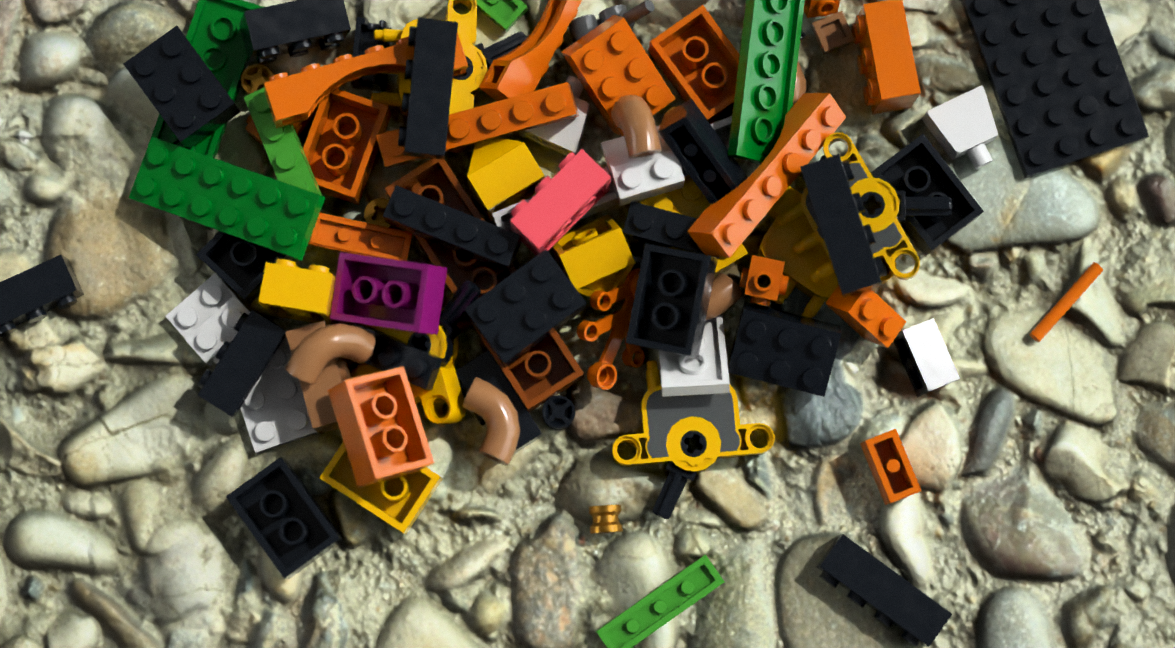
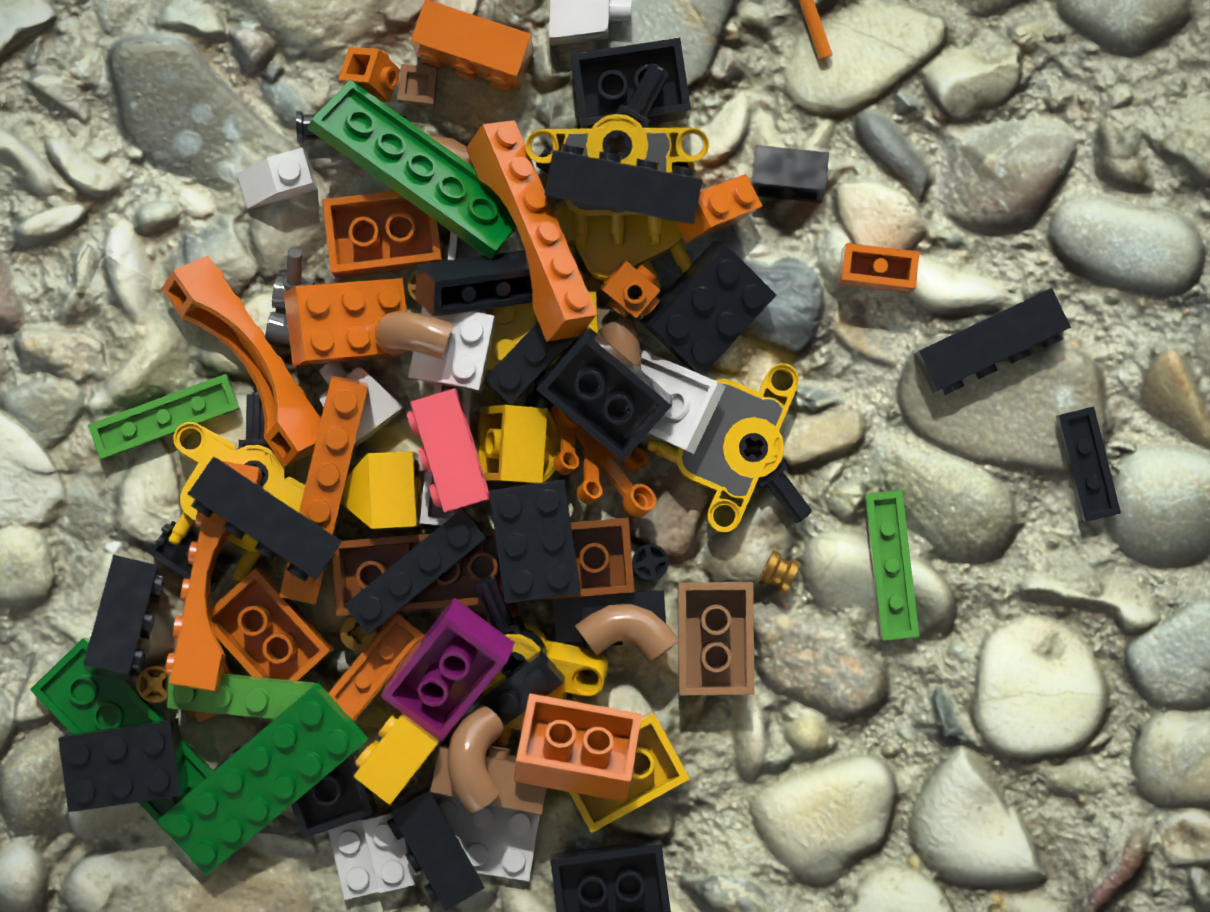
camera: 55 degrees left, 5 degrees up
(526, 495) = (715, 638): none -> medium nougat brick

